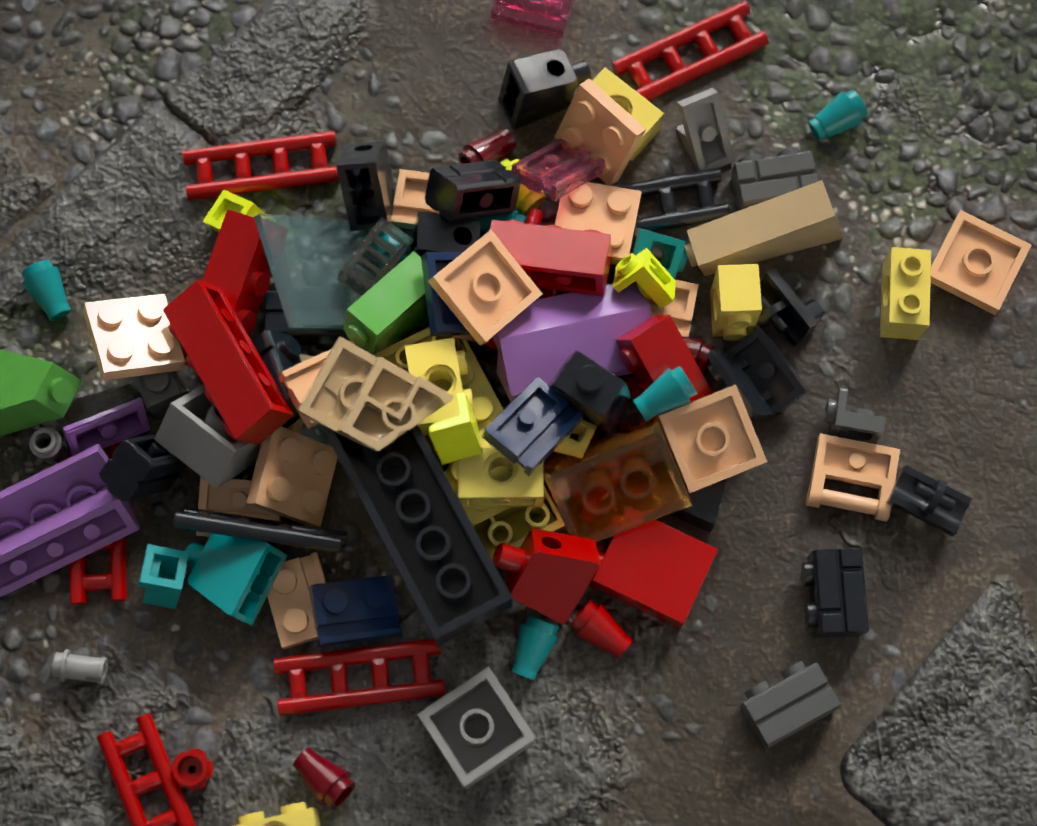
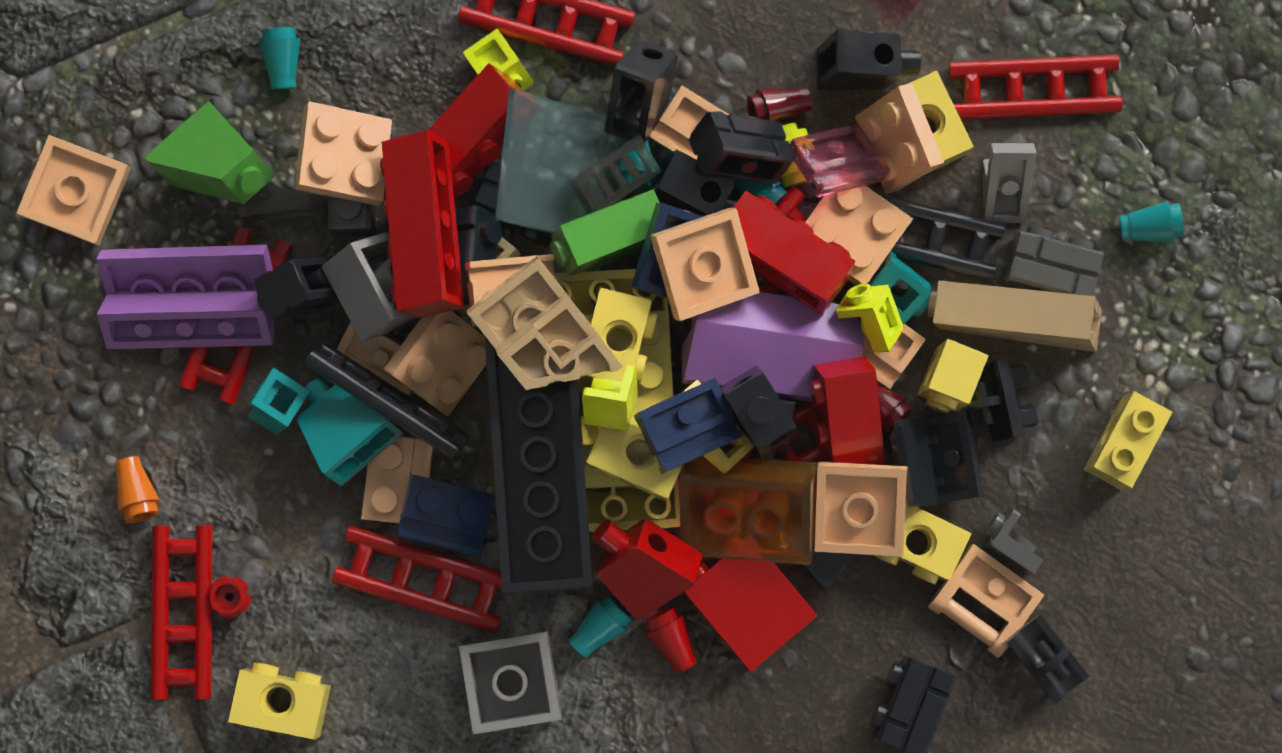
camera: 20 degrees right, 10 degrees up
(42, 448) = (210, 216): light grey pin -> none
(70, 716) = (135, 493): none -> orange cone
(79, 667) = (162, 452): light grey pin -> none
(107, 427) = (281, 230): medium lavender slope -> none
(325, 779) = (349, 662): dark red cone -> none
(665, 394) = (835, 446): teal cone -> none
(797, 449) = (943, 548): none -> light yellow brick
(978, 262) = (1218, 439): light nougat plate -> none

